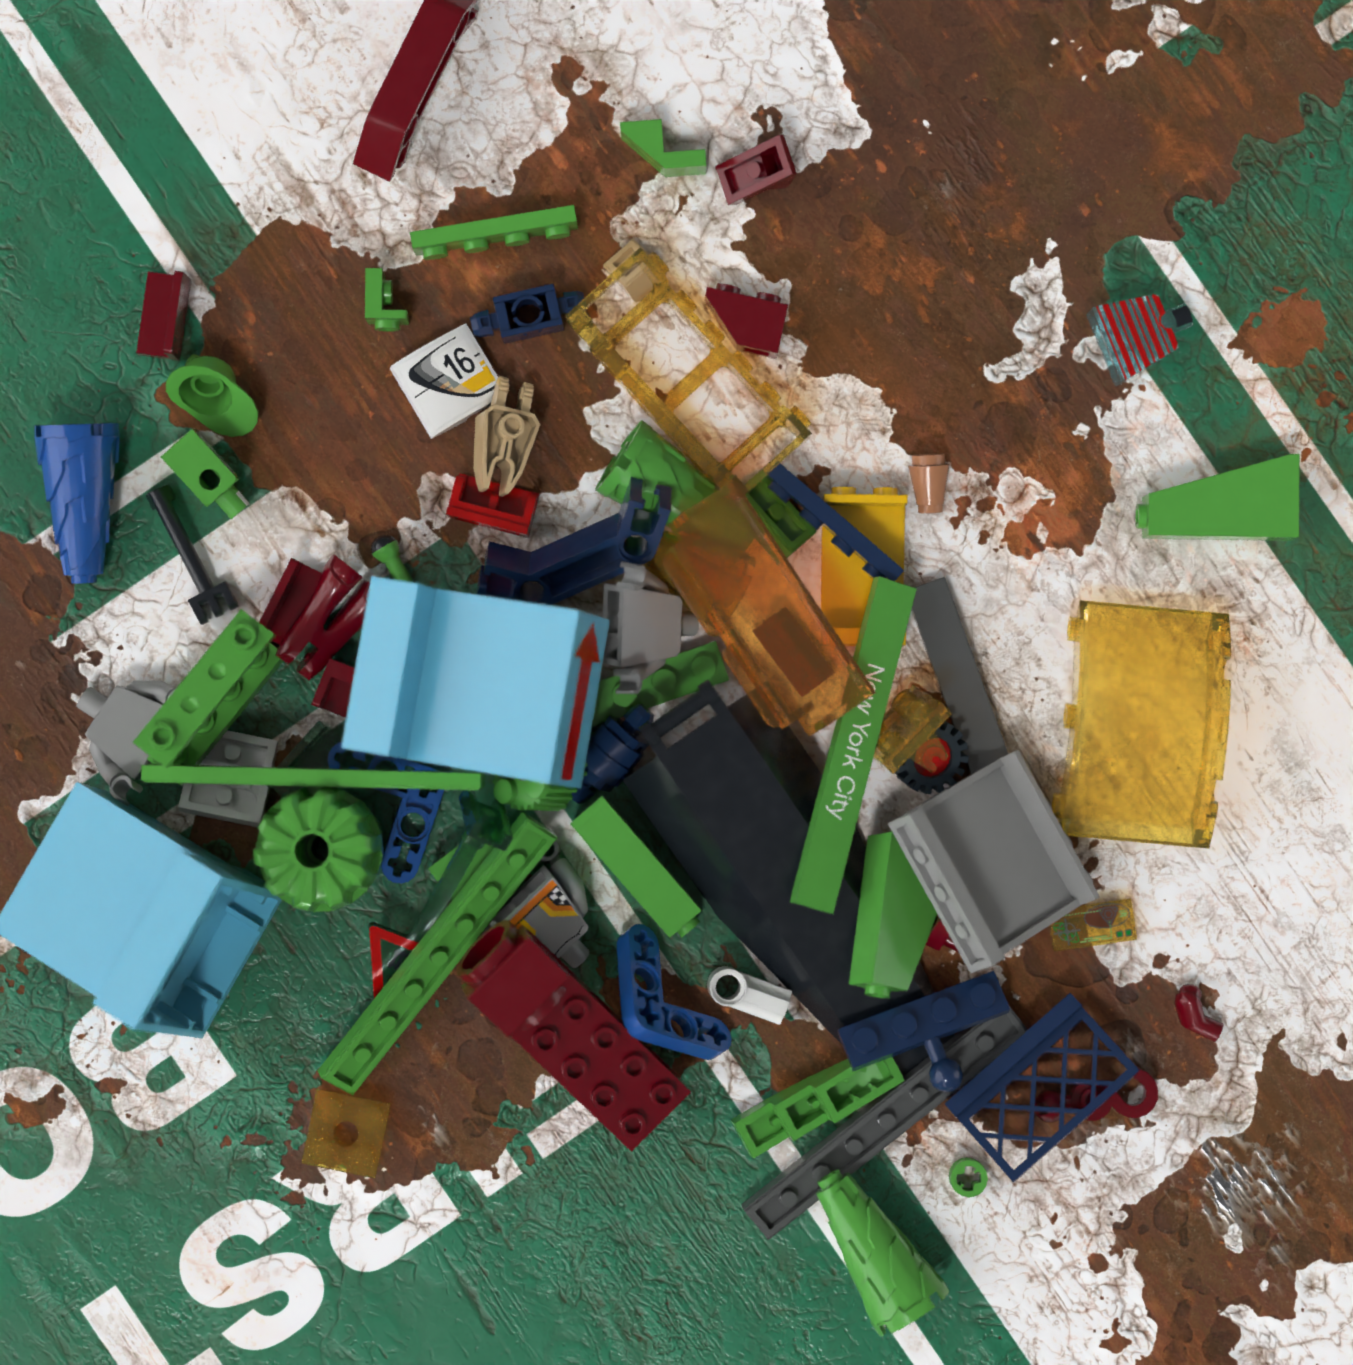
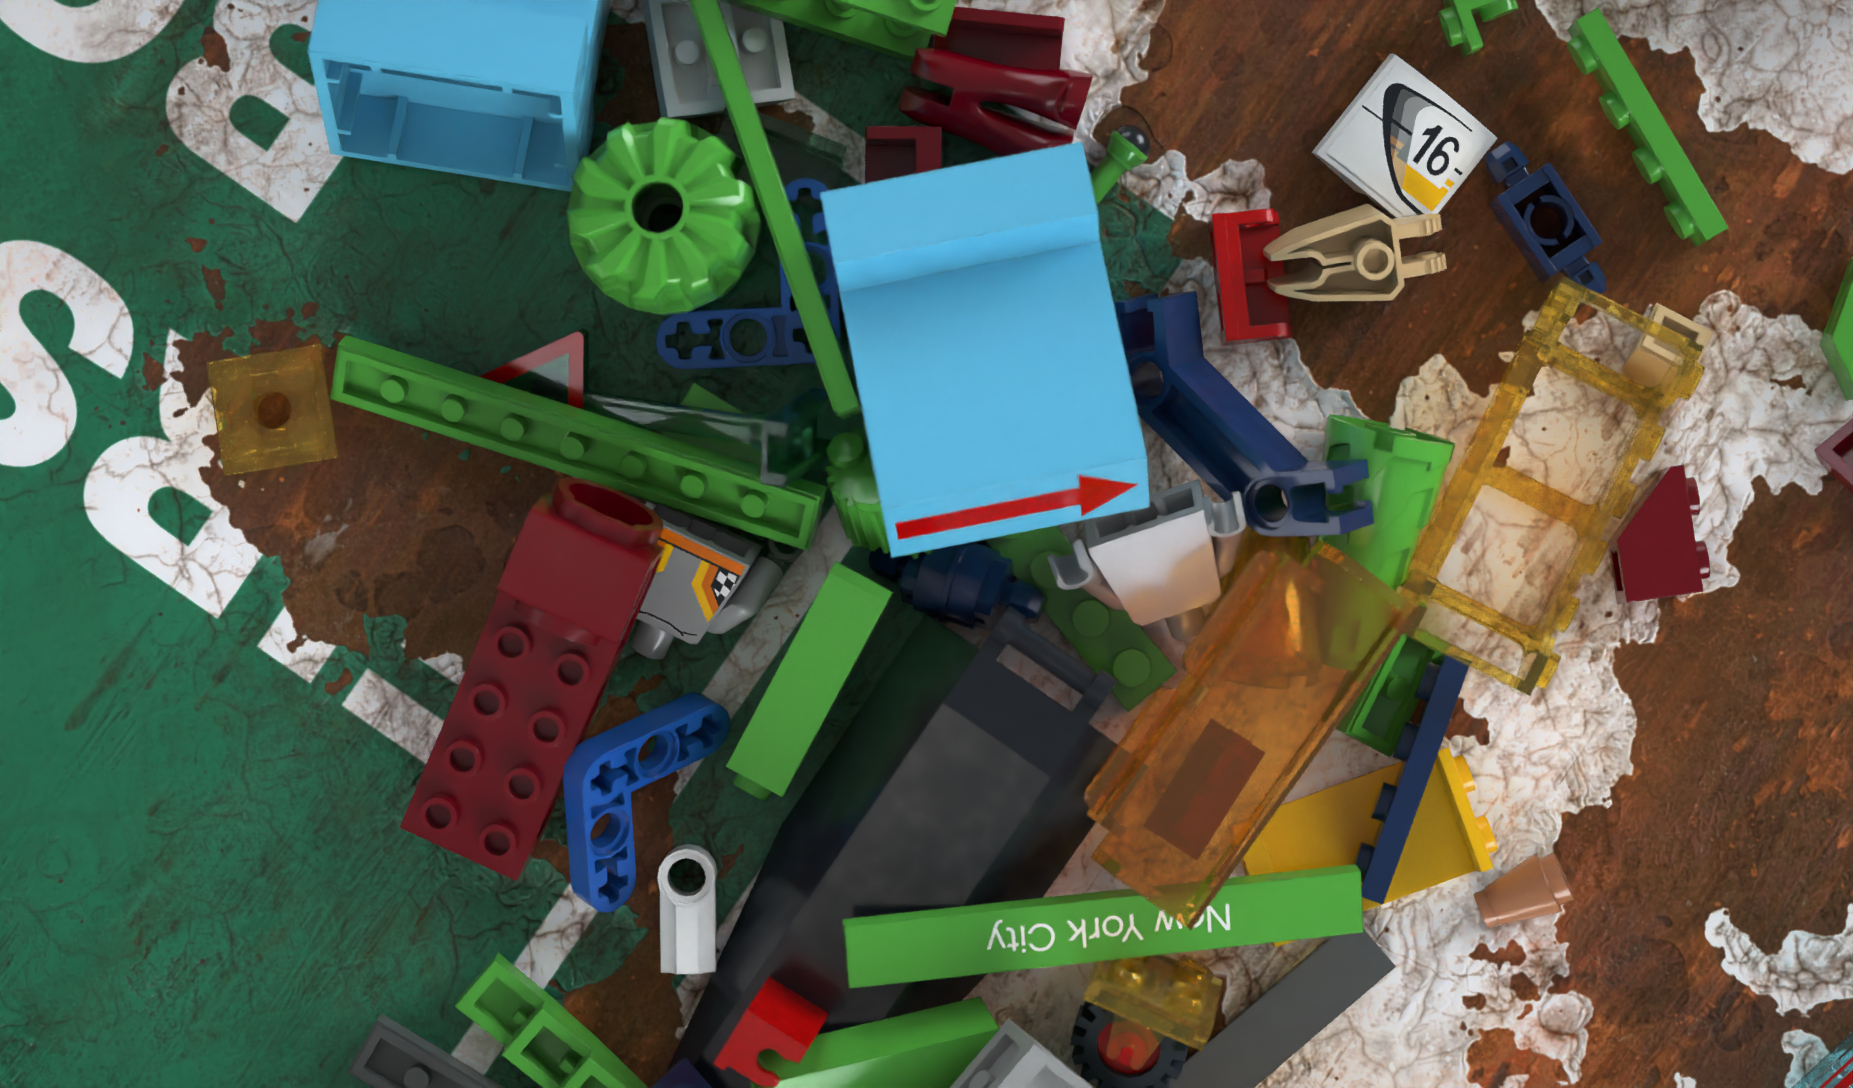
camera: 70 degrees right, 0 degrees up
(835, 968) = (773, 1021): none -> red hinge

